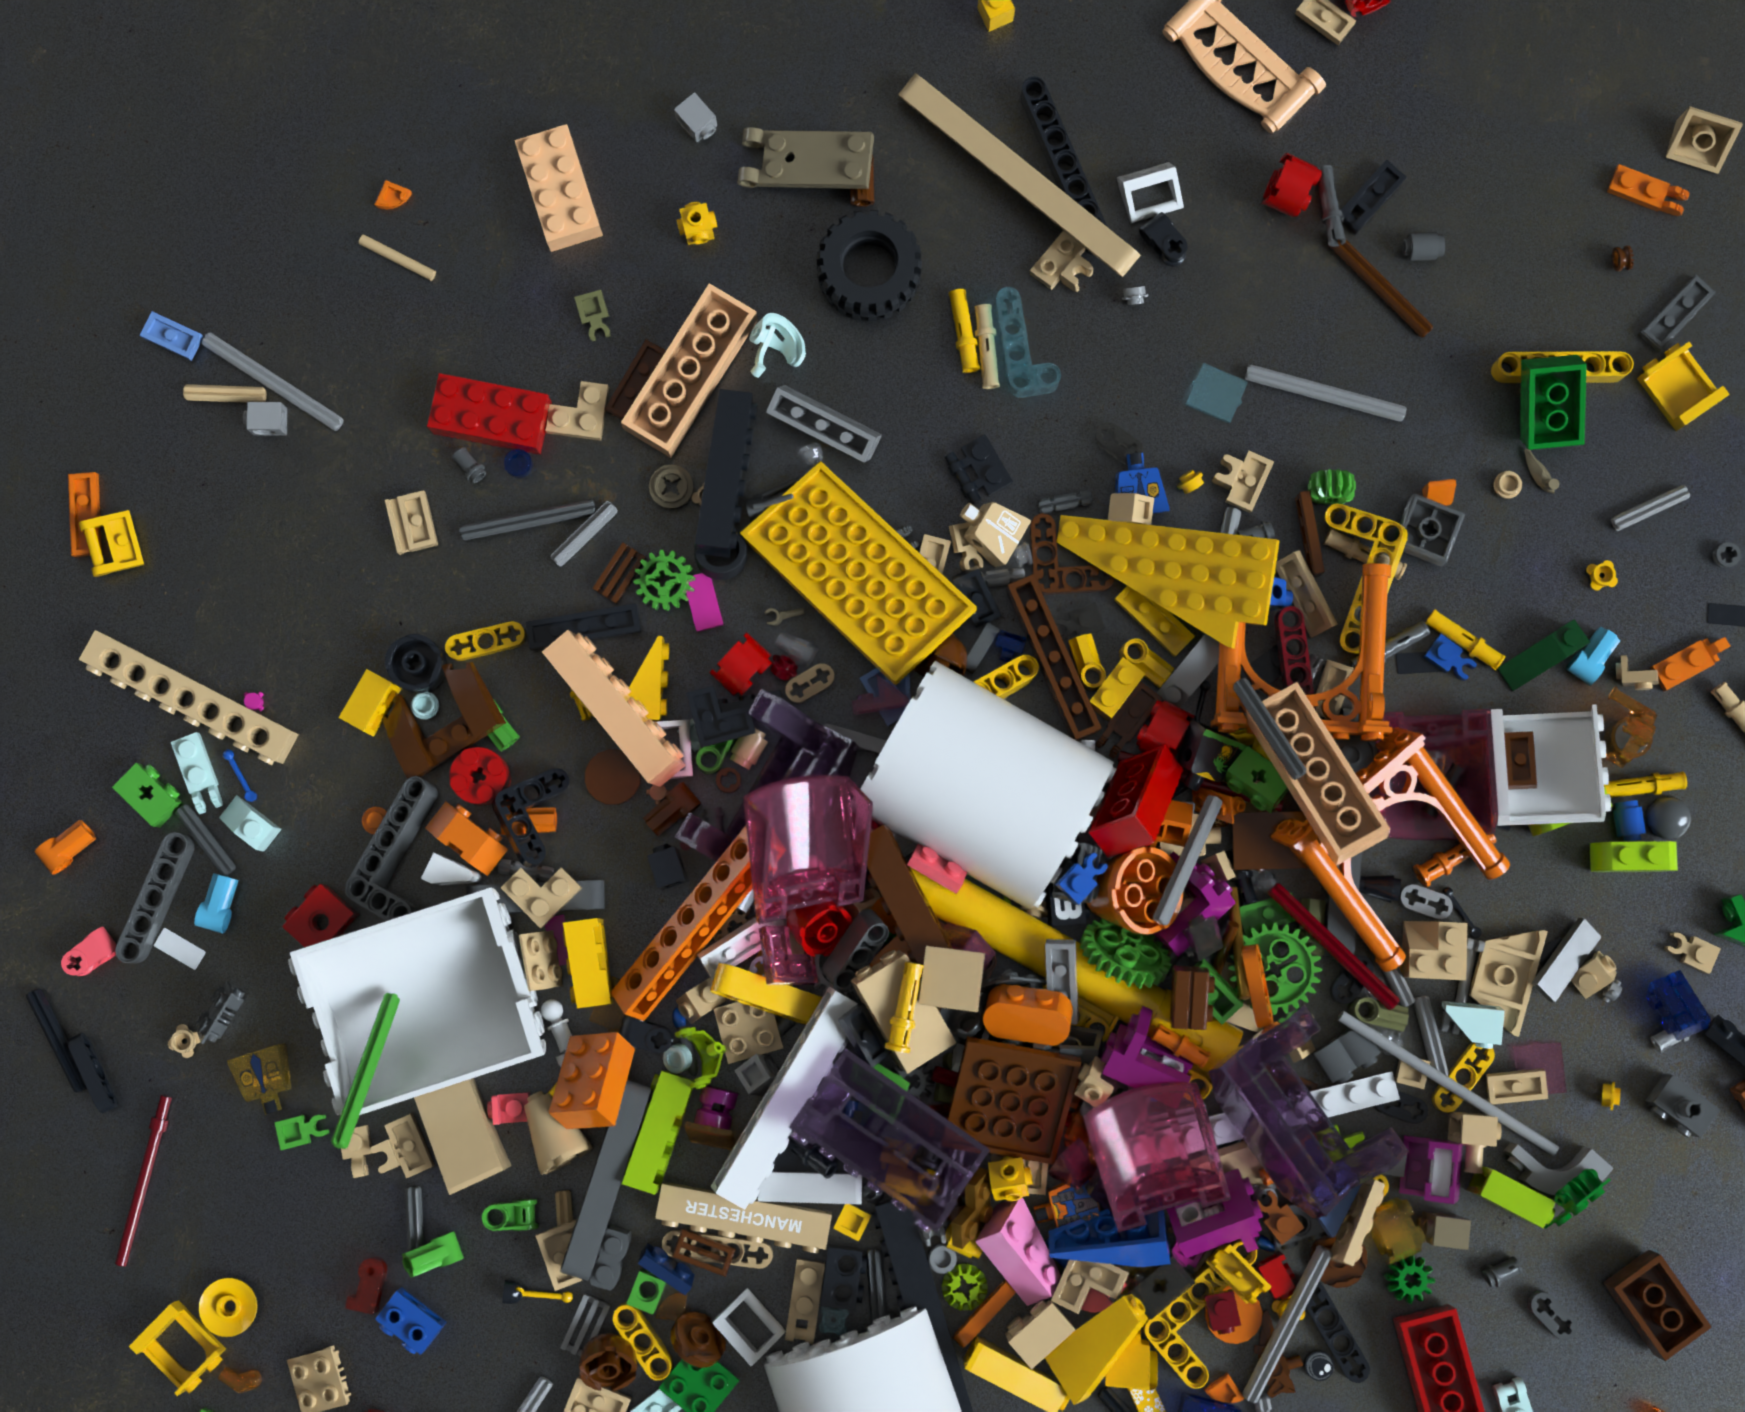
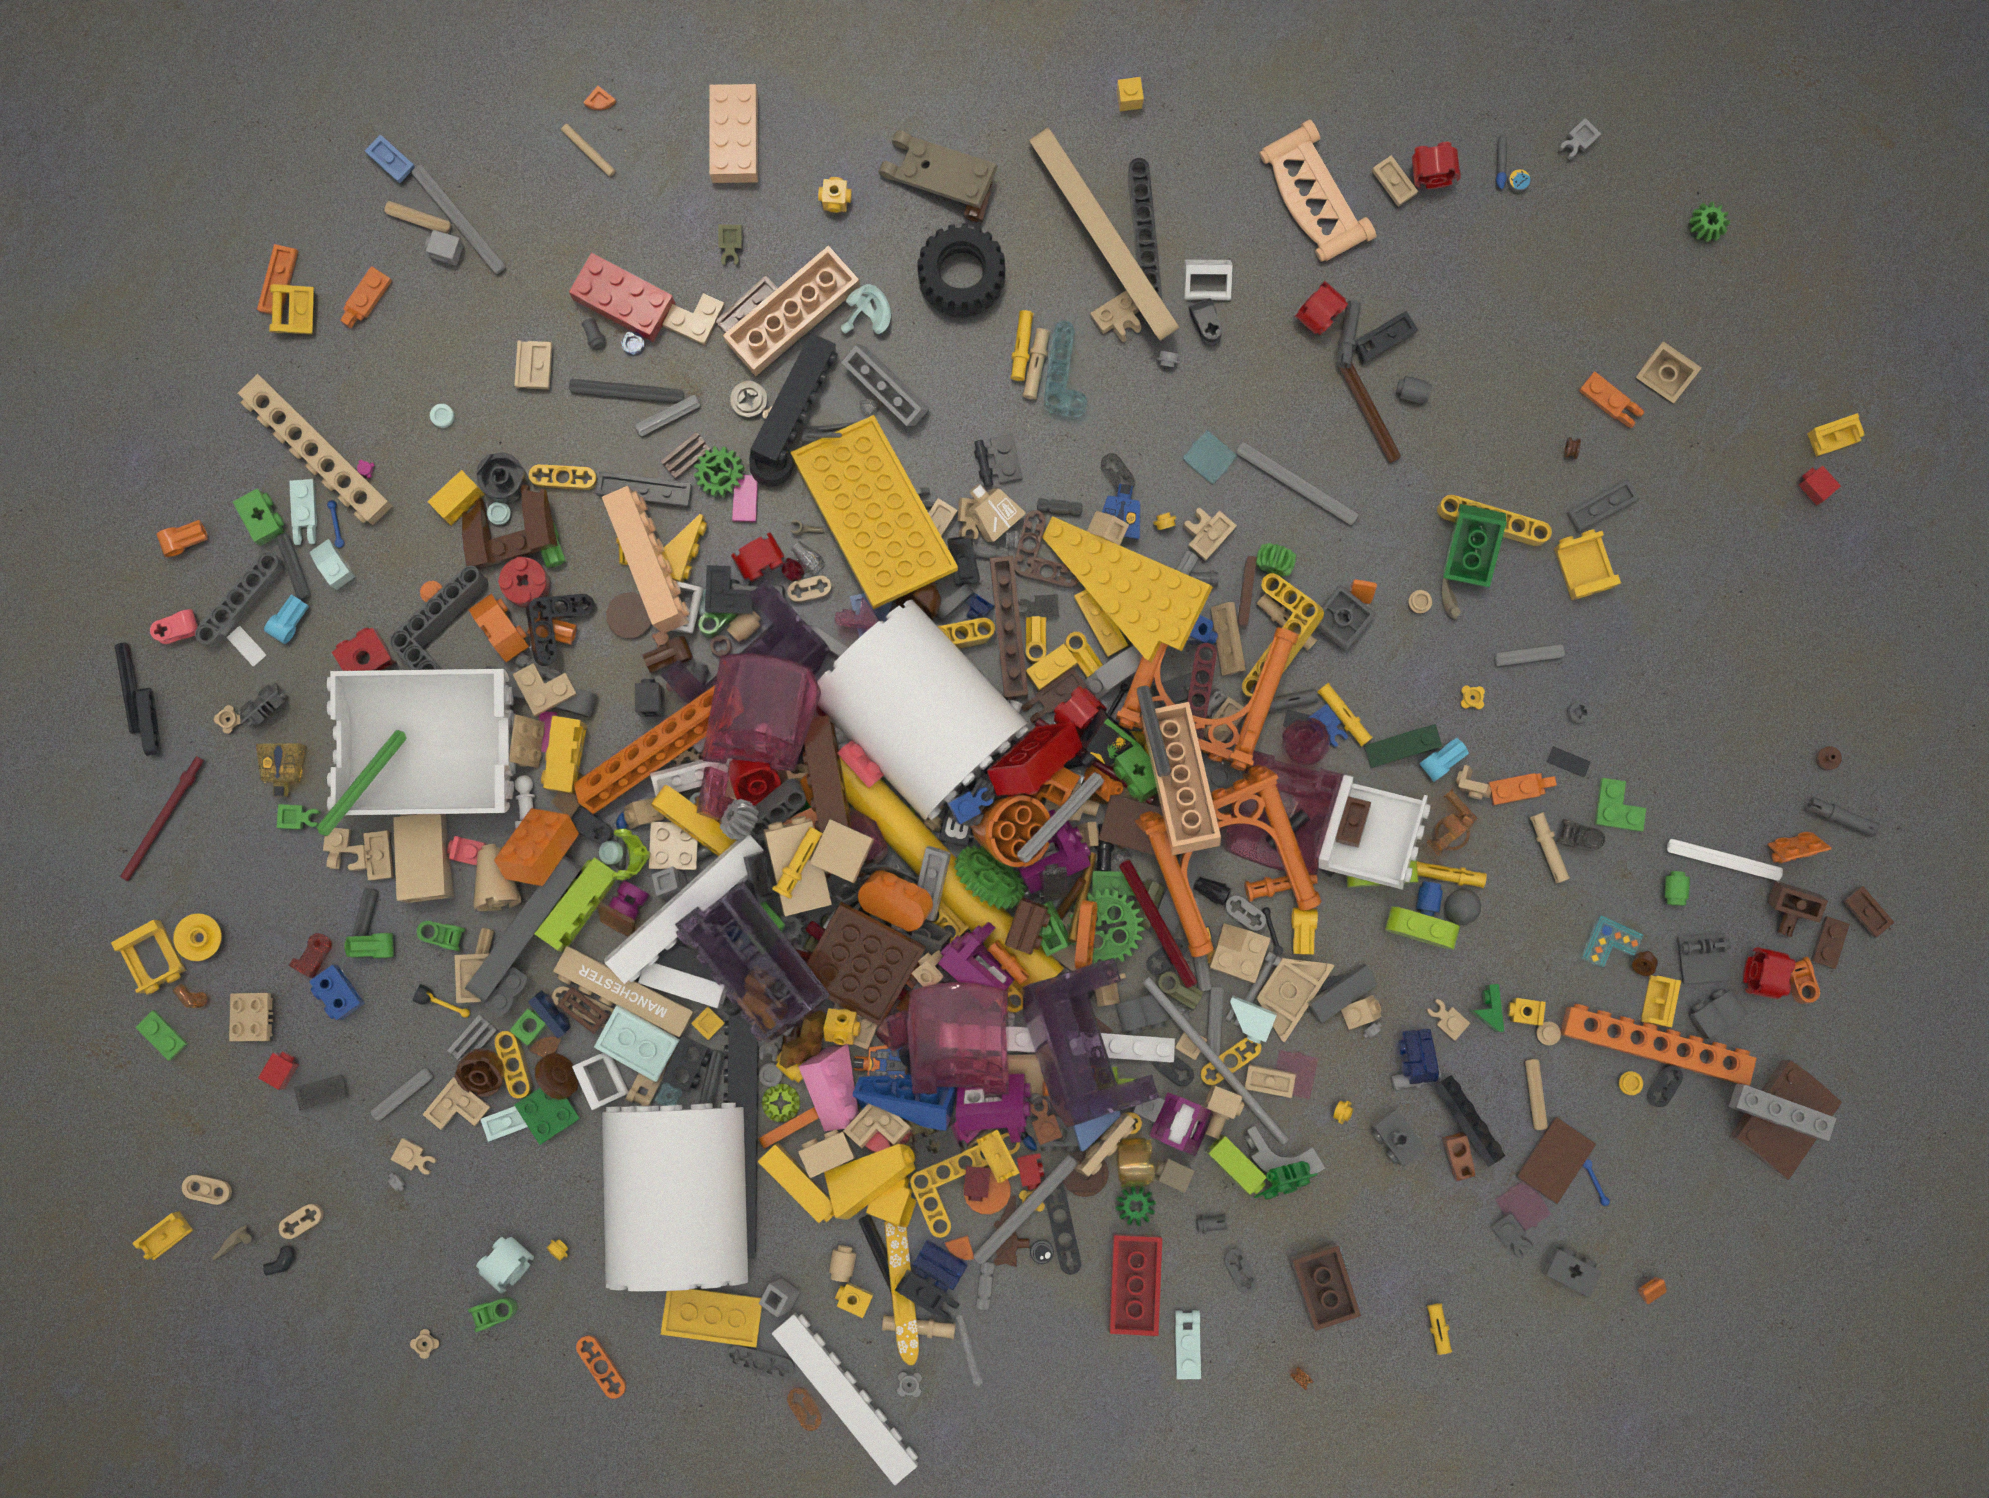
camera: 15 degrees right, 0 degrees up
(192, 503) = (365, 296): none -> orange hinge
(324, 613) = (442, 415): none -> light aqua tile
(446, 871) = (475, 650): white tile -> none
(696, 118) = (861, 110): light grey brick -> none
(778, 1272) = (636, 1043): none -> light aqua tile
(812, 1157) = (690, 960): black axle -> none
(818, 977) = (739, 819): none -> light grey gear
(1433, 683) = (1306, 741): none -> clear pink cylinder
(1498, 899) = (1304, 925): none -> yellow piece

